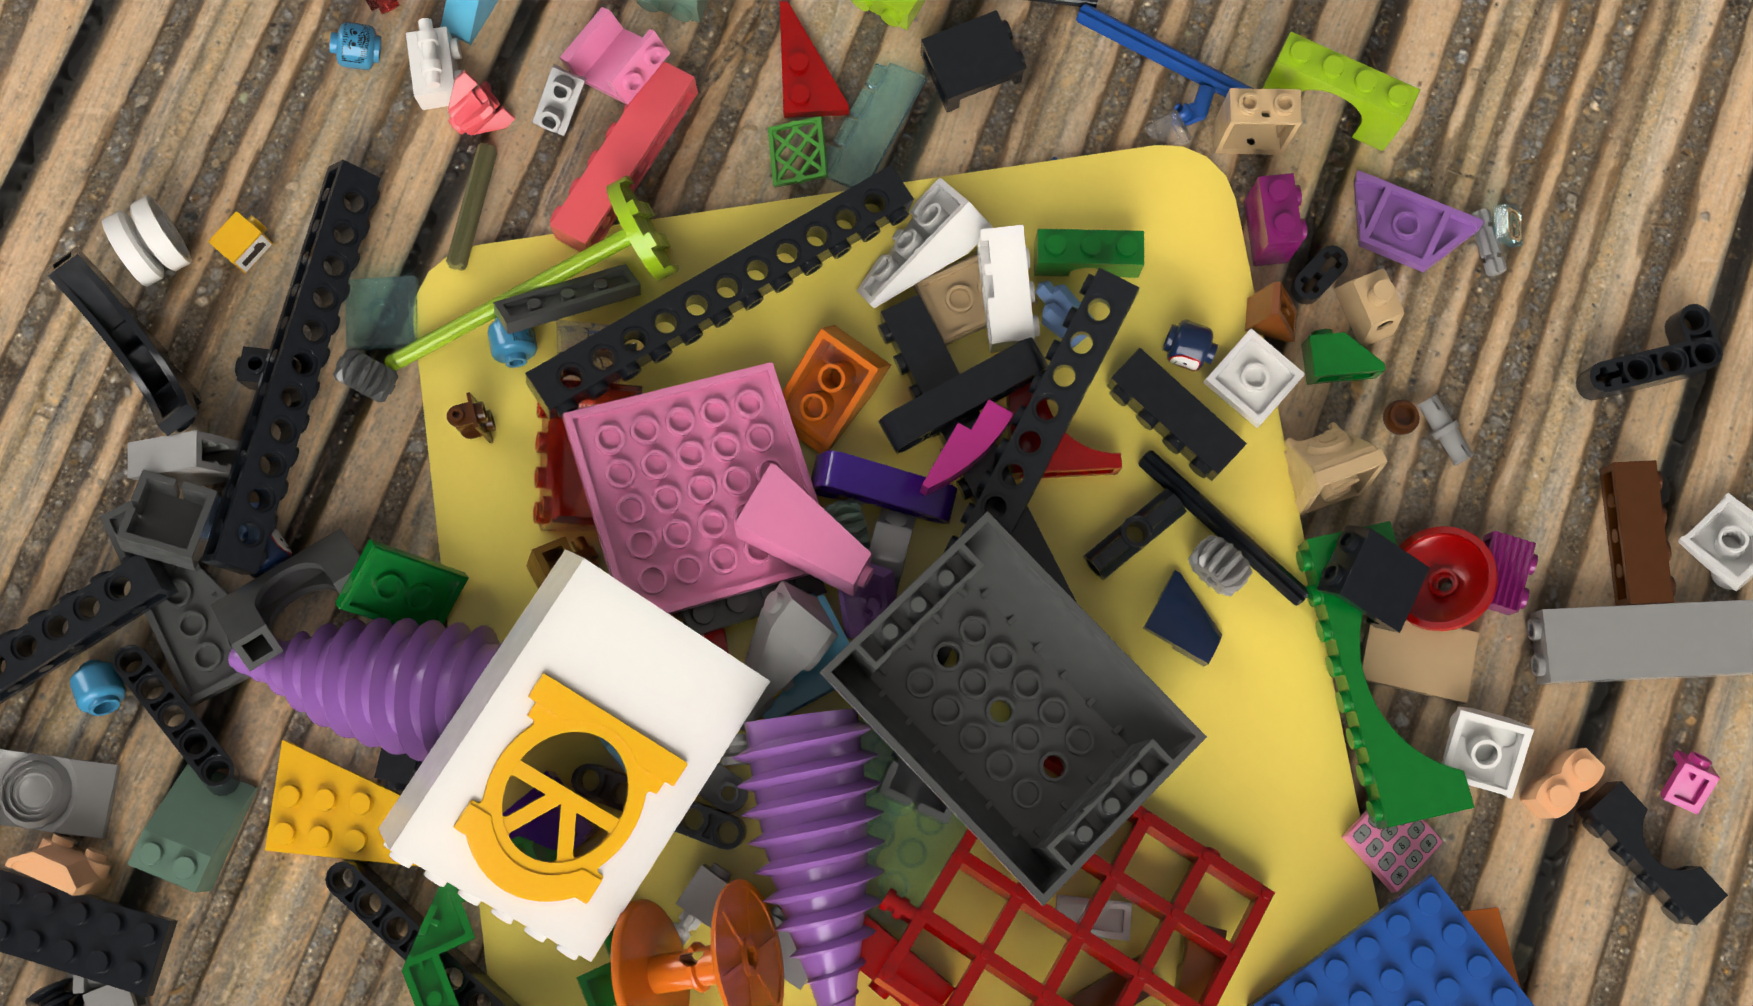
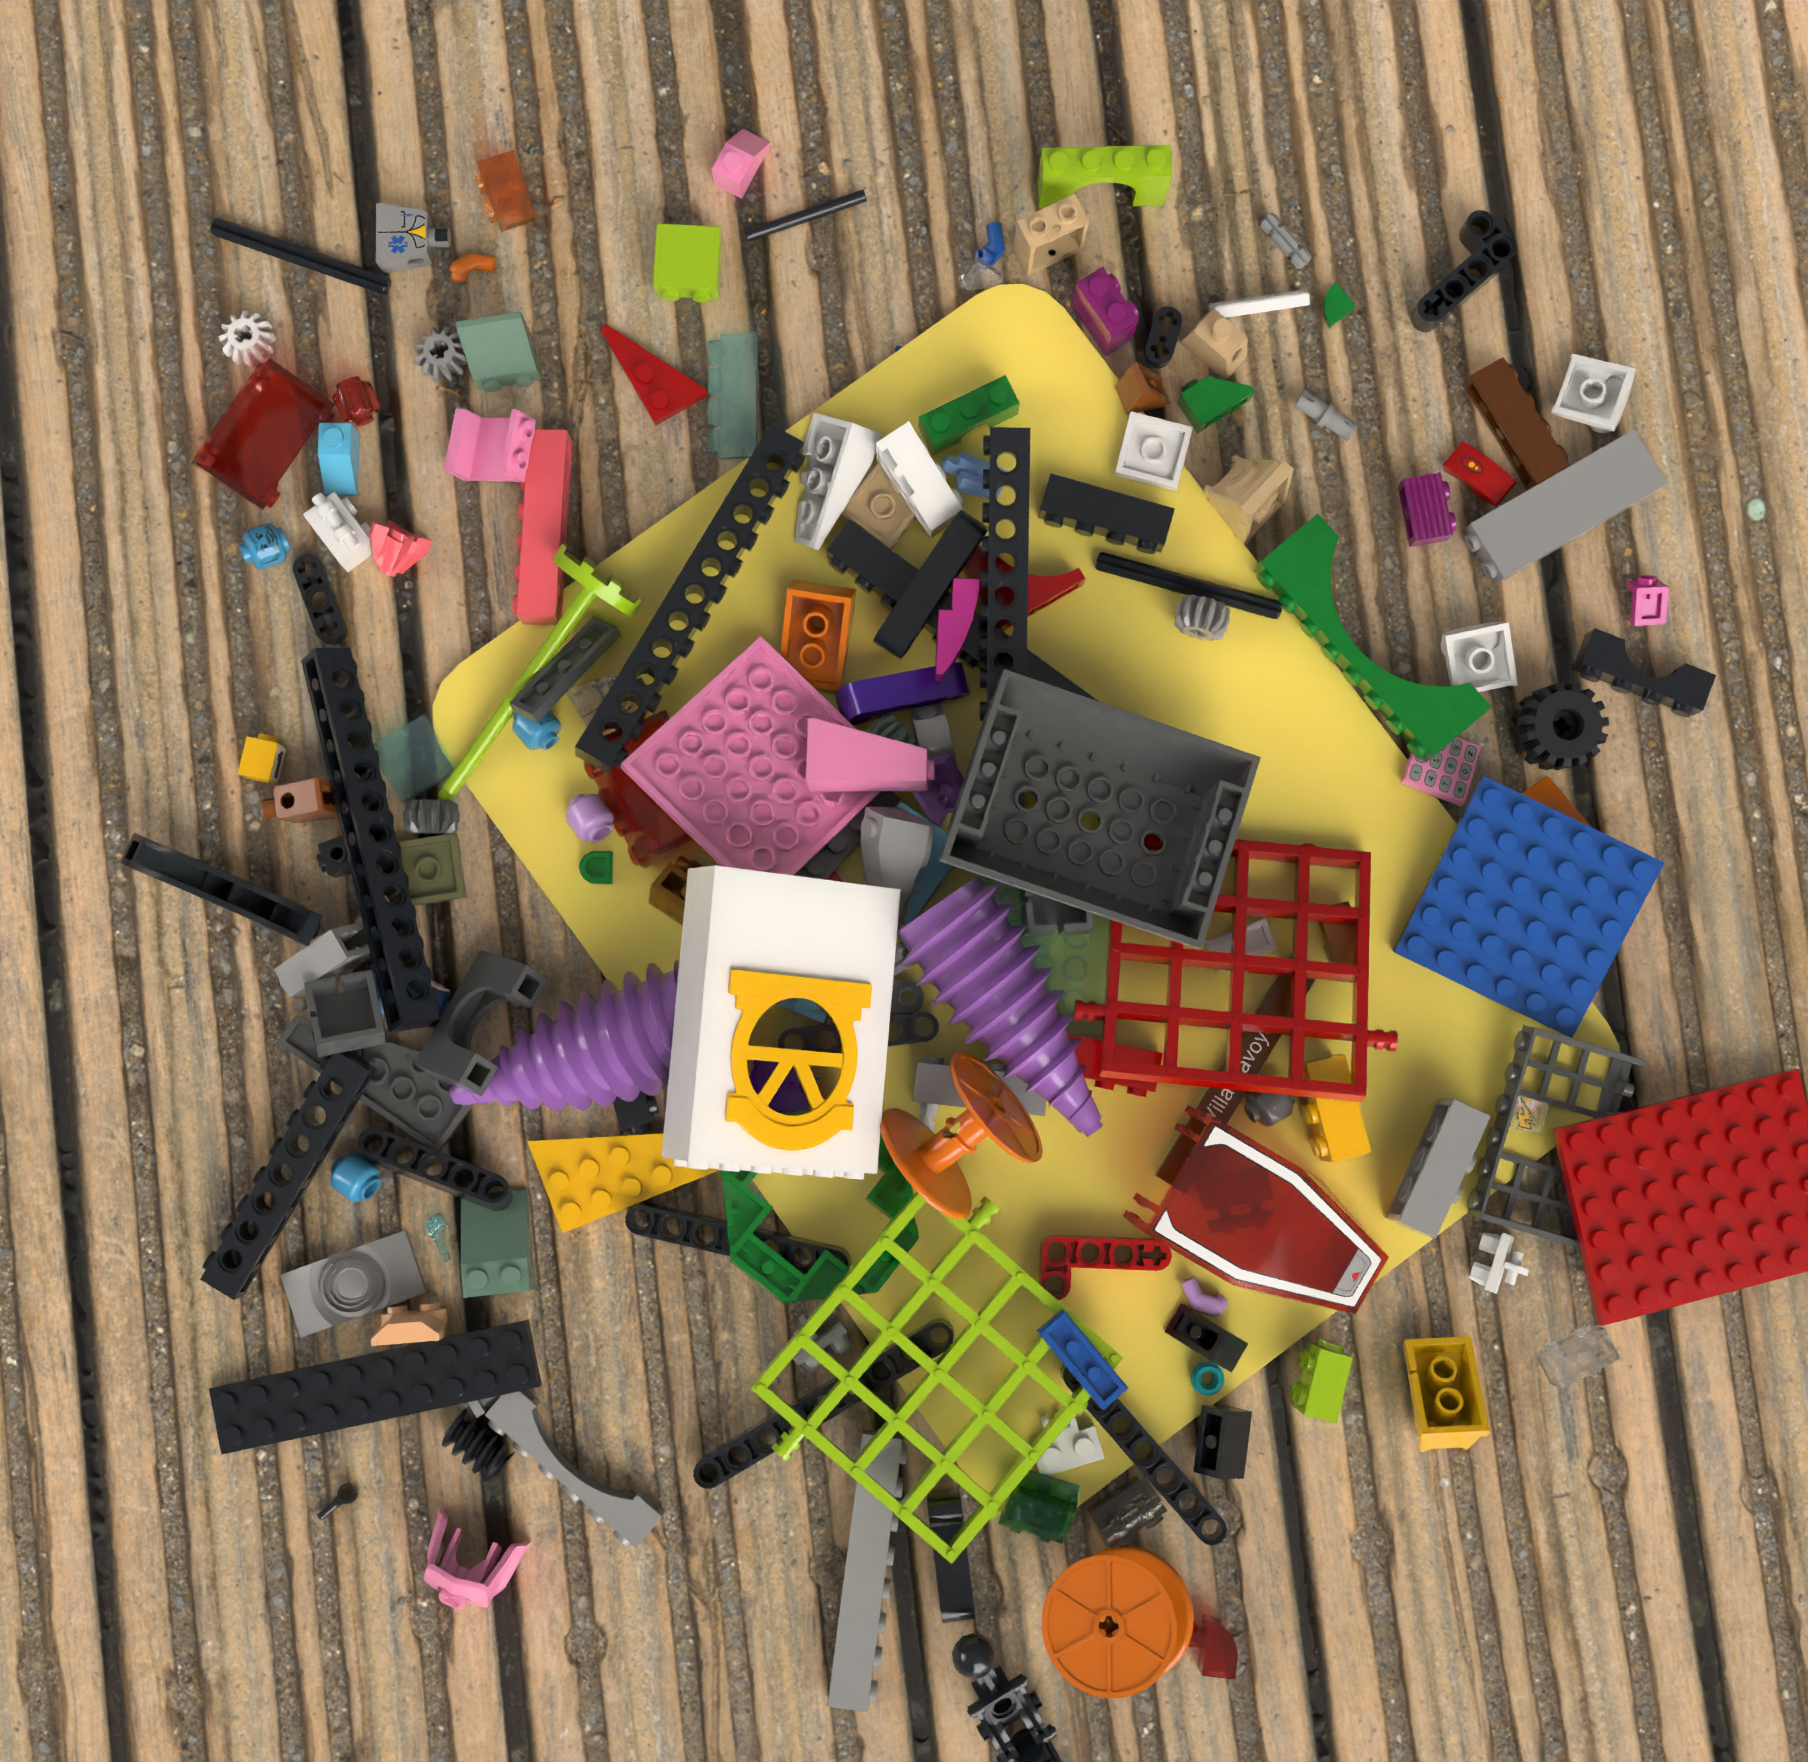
camera: 30 degrees left, 5 degrees up
(144, 779) = (433, 1228): none -> clear light blue hand
(146, 241) = (189, 795): white wheel -> none
(249, 297) = (301, 801): none -> dark orange torso
(340, 427) = (433, 869): none -> olive plate
(374, 107) = (319, 575): none -> black beam
(400, 586) = (561, 970): green tile -> none
(471, 207) = (438, 632): olive axle -> none
(472, 419) = (542, 807): reddish brown hinge -> none
(497, 506) = (597, 867): none -> green tile
(514, 454) = (589, 817): none -> lavender head
(559, 100) = (463, 507): light grey hips -> none
(821, 148) = (670, 428): bright green window -> none
(972, 58) = (787, 297): black panel -> none
(1150, 519) = (1128, 609): black piece -> none
(1156, 50) = (941, 212): blue axle -> none
(1184, 622) = (1195, 677): dark blue slope -> none
(1190, 345) = (1088, 450): dark blue head -> none
(1373, 577) = (1327, 565): black panel -> none
(1401, 417) = (1286, 423): reddish brown plate -> none
(1407, 224) = (1213, 258): medium lavender wing -> none
(1421, 660) = (1392, 609): tan tile -> none
(1436, 290) = (1261, 303): none -> white tile
(1454, 558) = (1364, 529): red dish -> none
(1508, 225) = (1295, 219): clear light blue tile -> none
(1508, 329) = (1336, 305): none -> green tile
(1557, 863) = (1573, 714): none -> black wheel
(1561, 785) = (1551, 649): light nougat brick -> none
(1575, 565) = (1479, 472): none -> red slope

